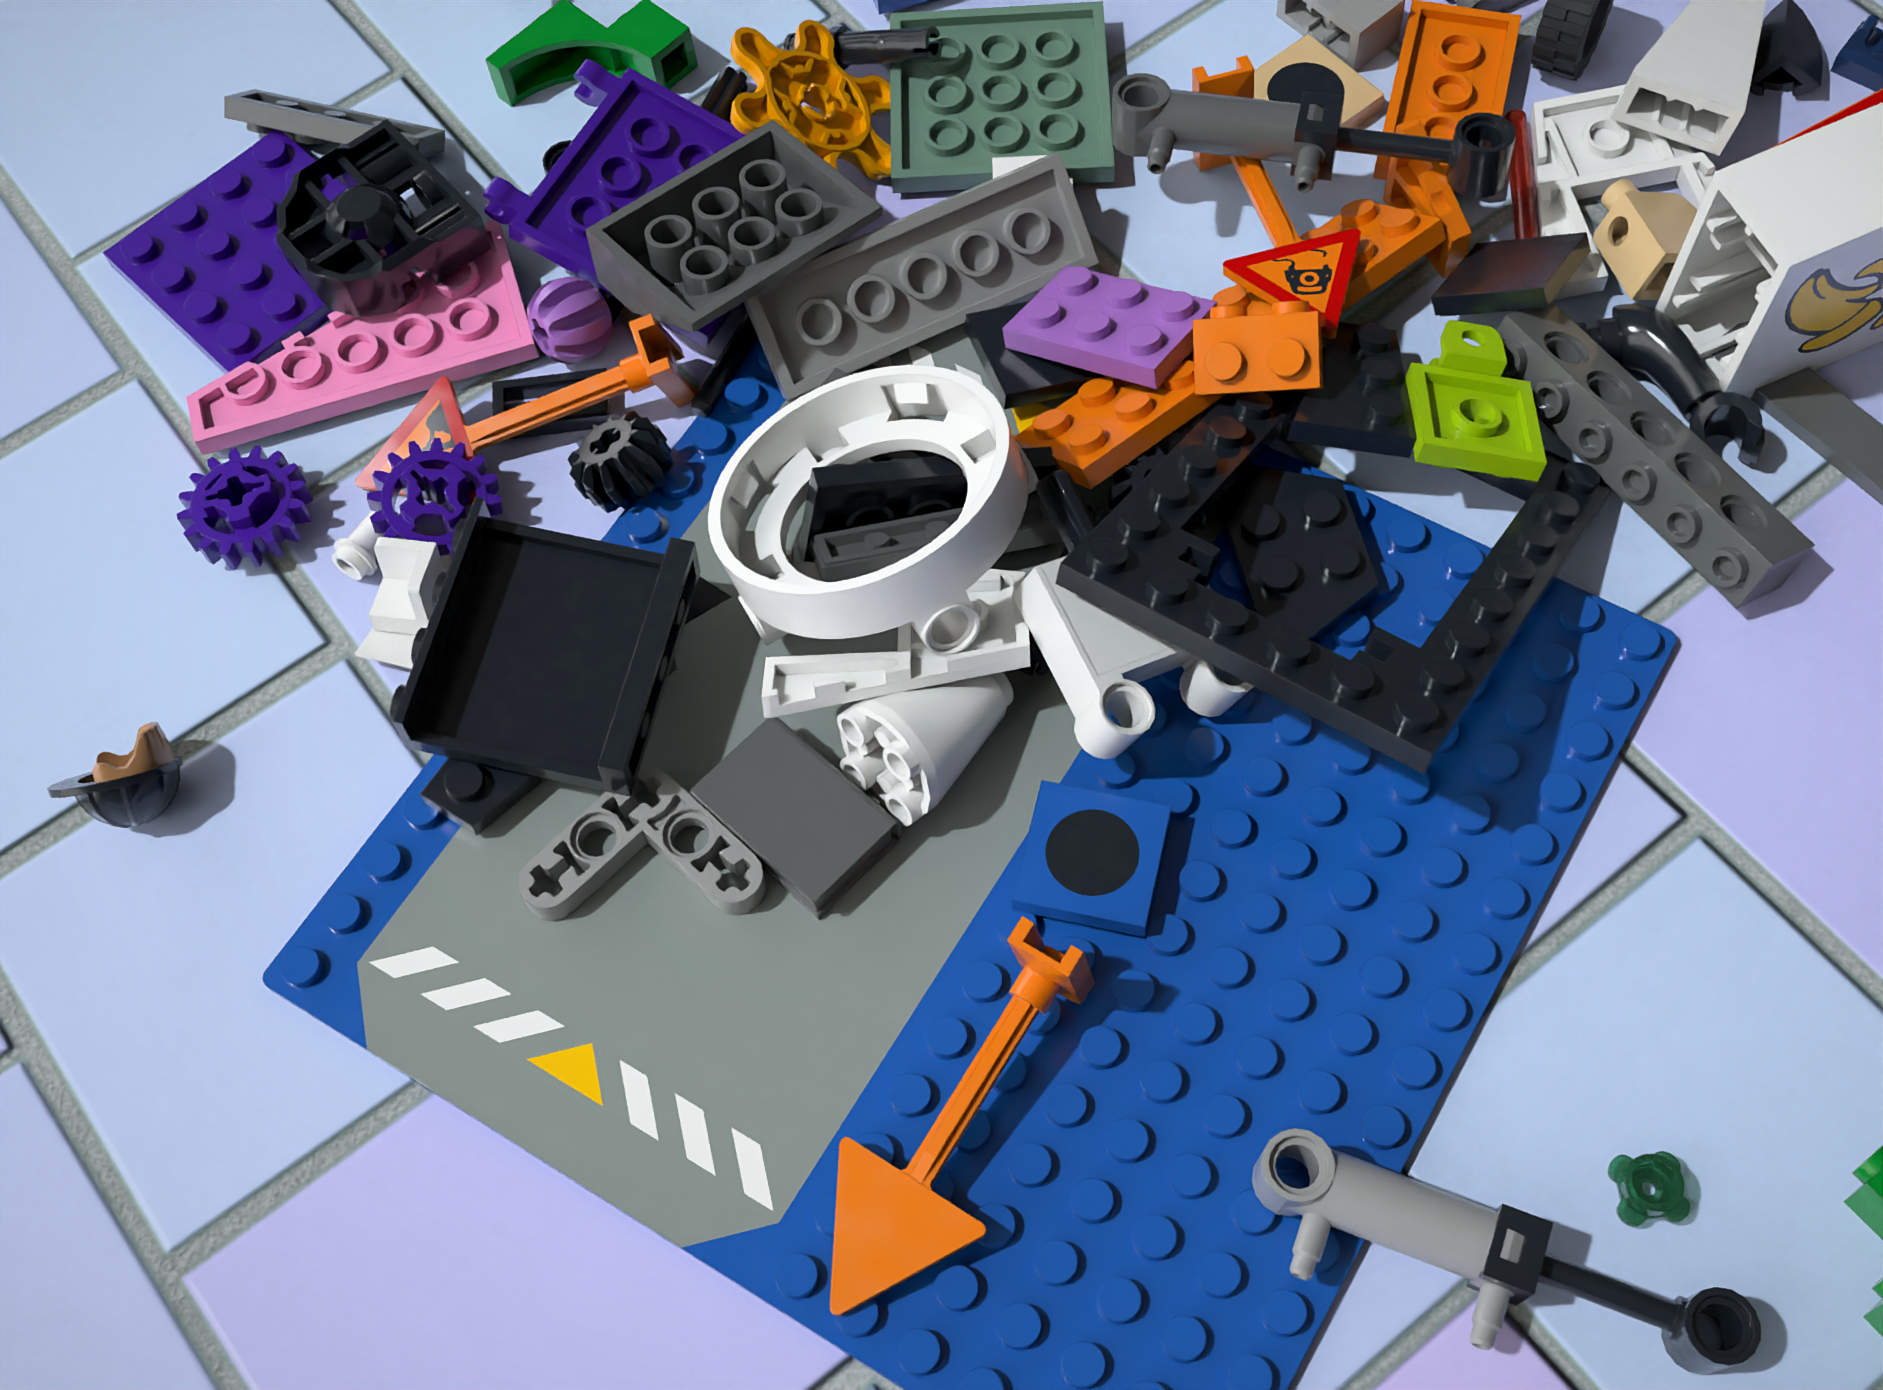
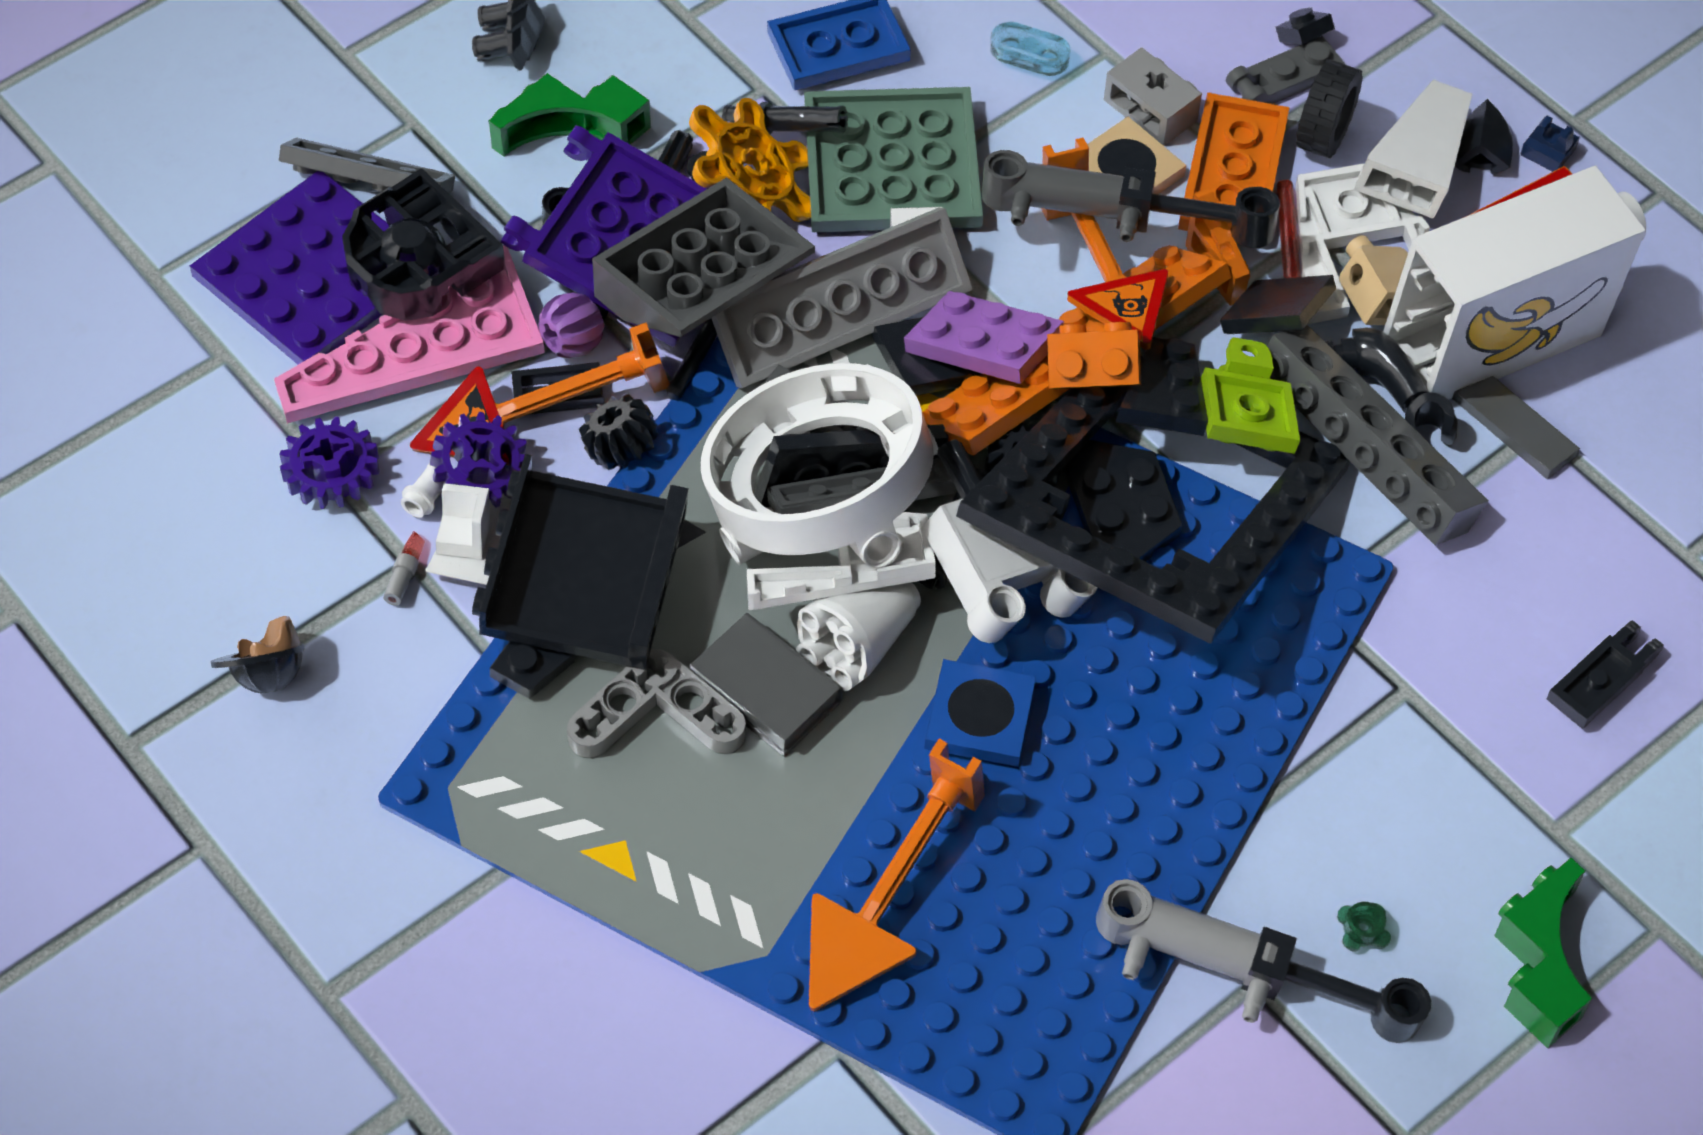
camera: 10 degrees left, 5 degrees down
(330, 651) = (404, 569): none -> light grey piece

